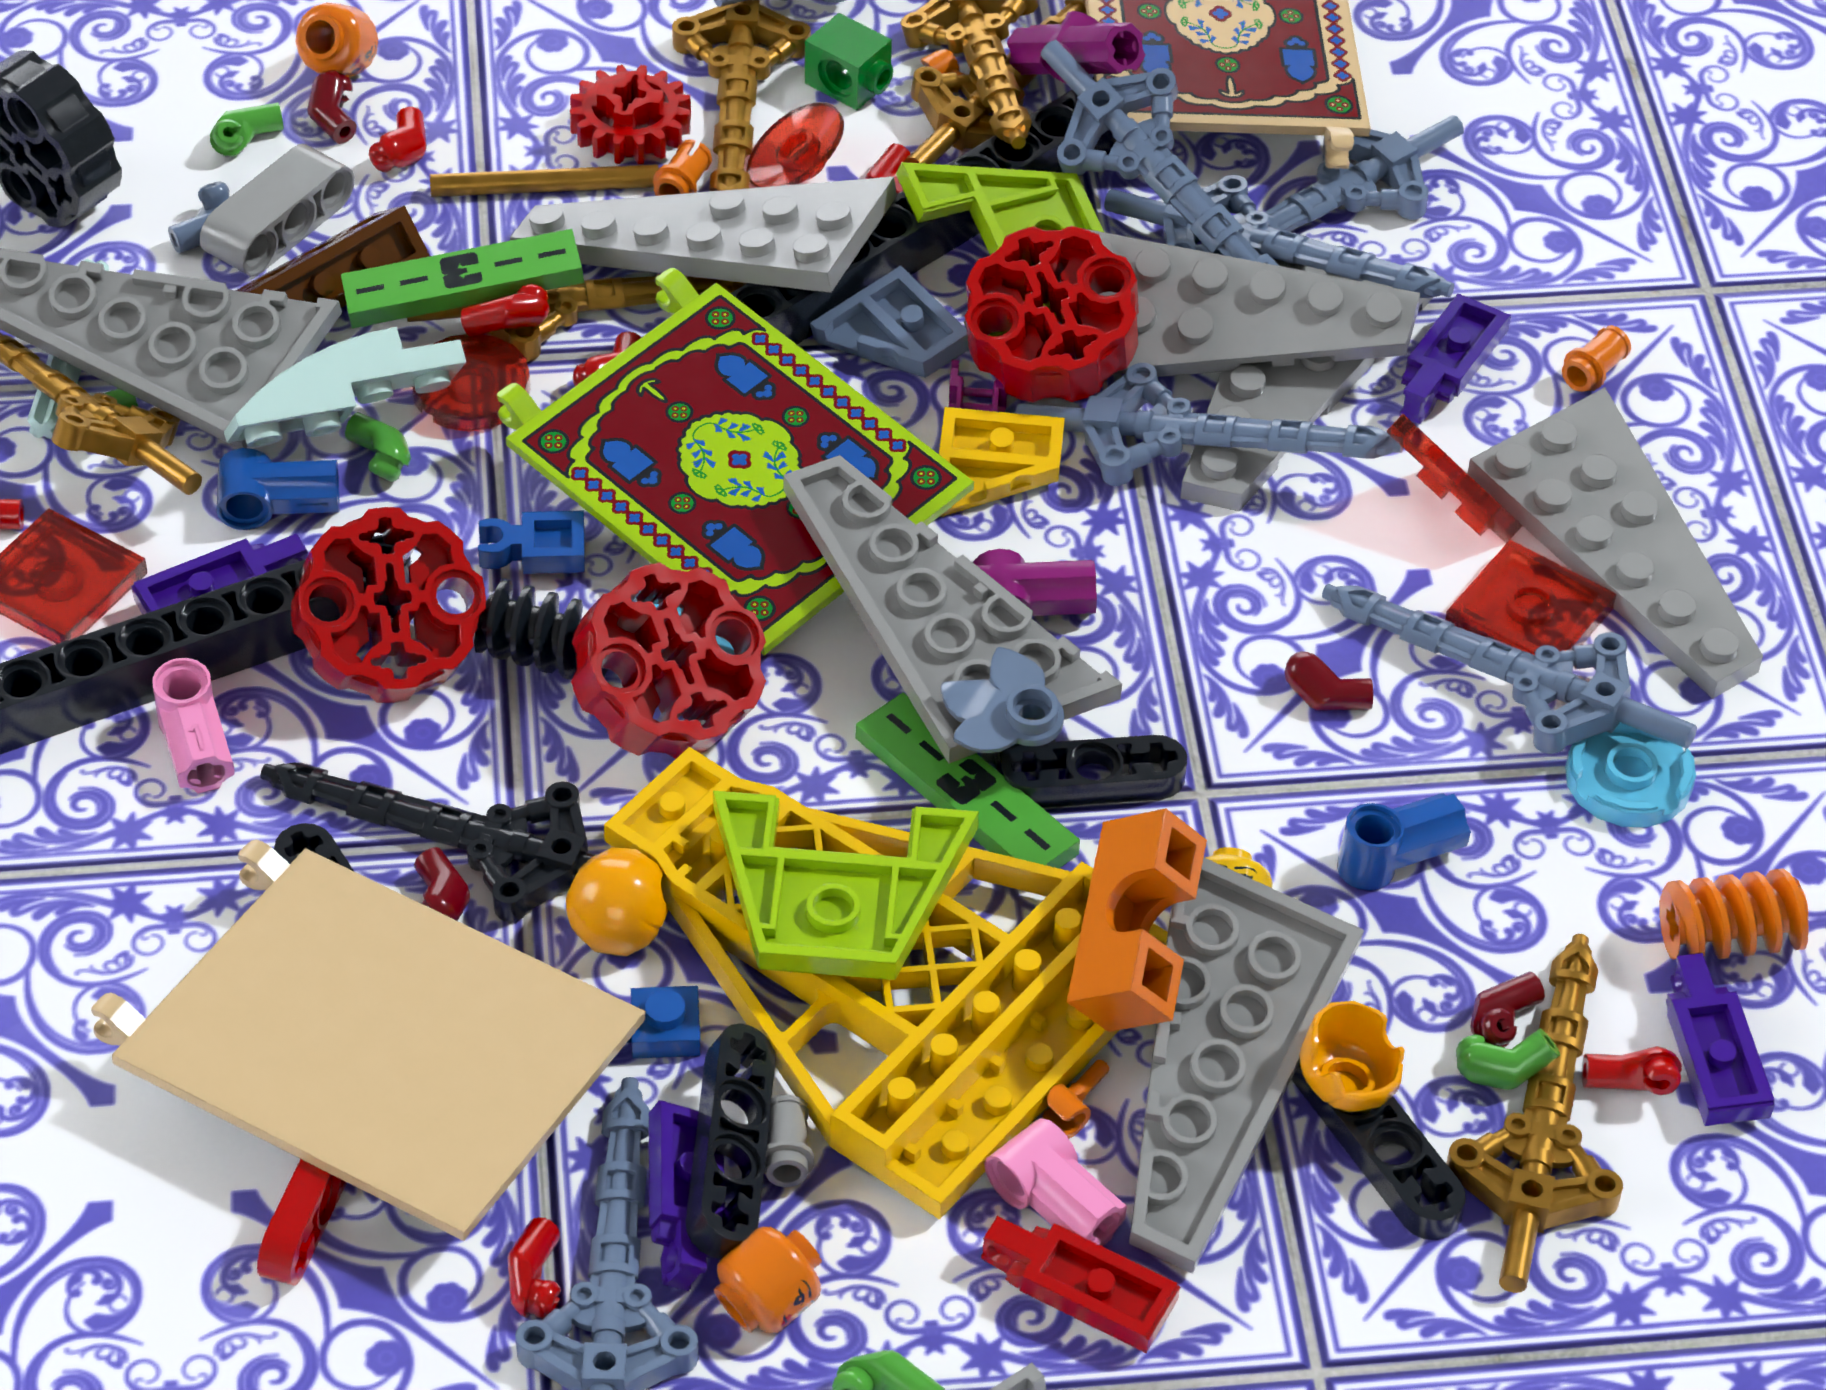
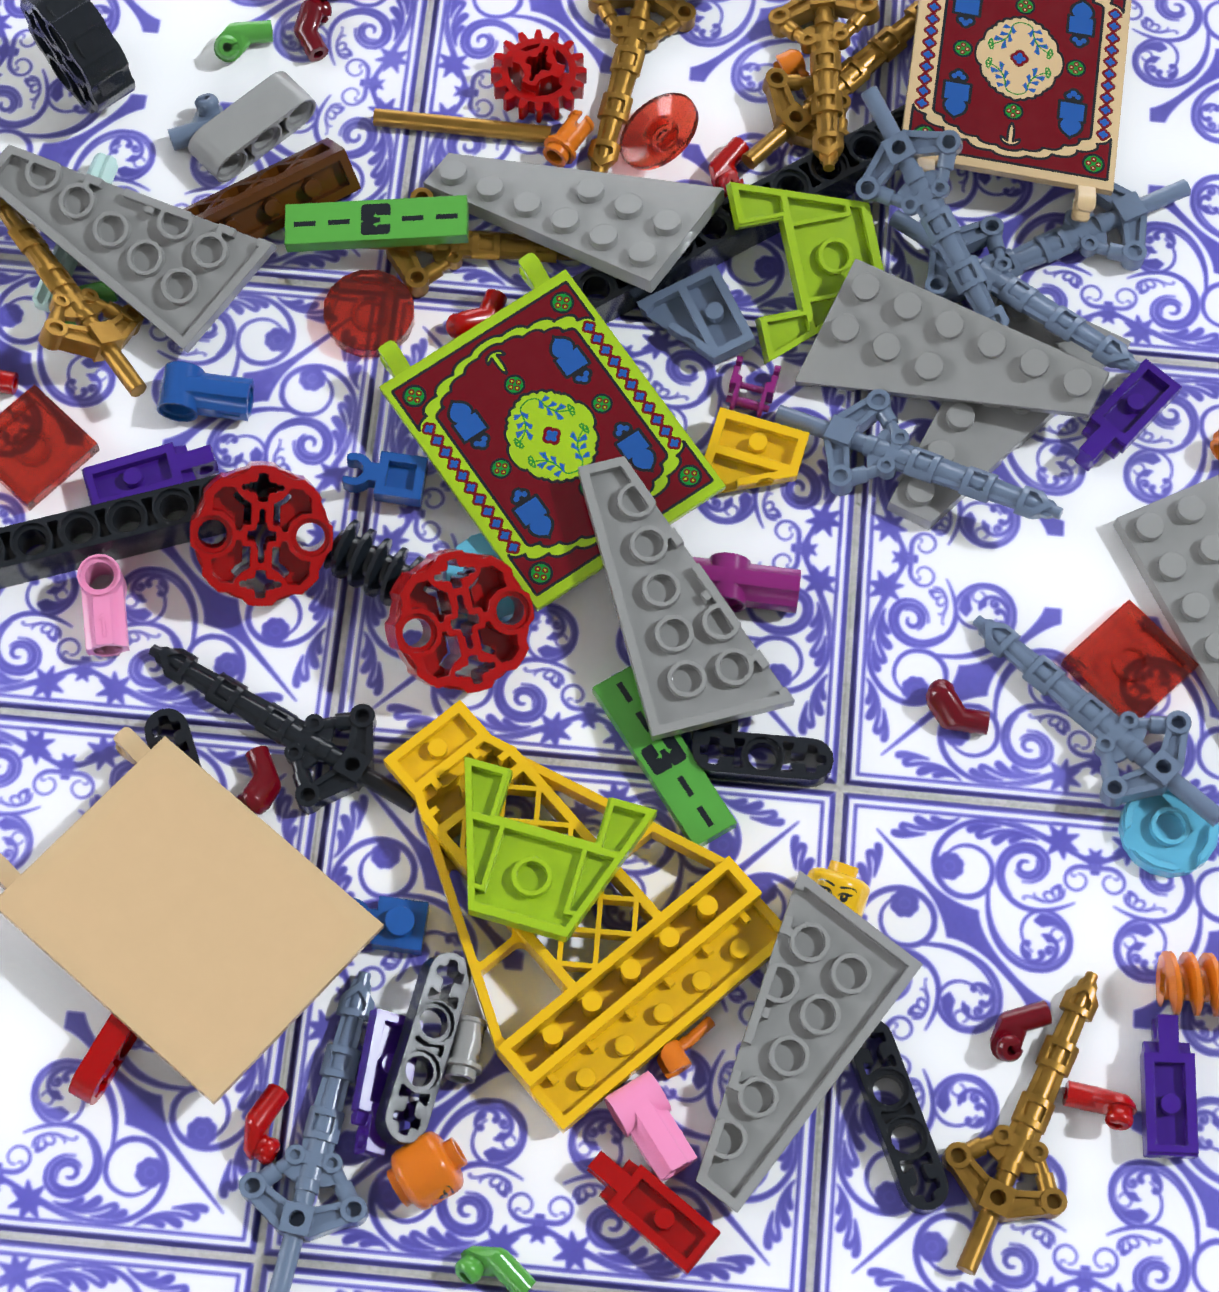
camera: 10 degrees right, 20 degrees up
(323, 387) = (245, 320): light aqua slope -> none
(386, 441) = (295, 362): bright green arm -> none
(403, 145) = (360, 75): red arm -> none
(521, 310) = (419, 262): red arm -> none
(617, 902) = (382, 822): light orange hair -> none
(848, 61) = (719, 49): green brick -> none
(996, 708) = (693, 706): sand blue plate -> none
(1066, 274) = (776, 327): red connector -> none
(1094, 45) = (897, 82): magenta piece -> none
(1139, 870) = (759, 893): orange arch -> none
(1350, 1057) = (888, 1072): light orange hair -> none
(1387, 839) = (980, 863): blue piece -> none
(1444, 475) = (1098, 543): clear red wing -> none
(1501, 1066) = (1006, 1083): bright green arm -> none

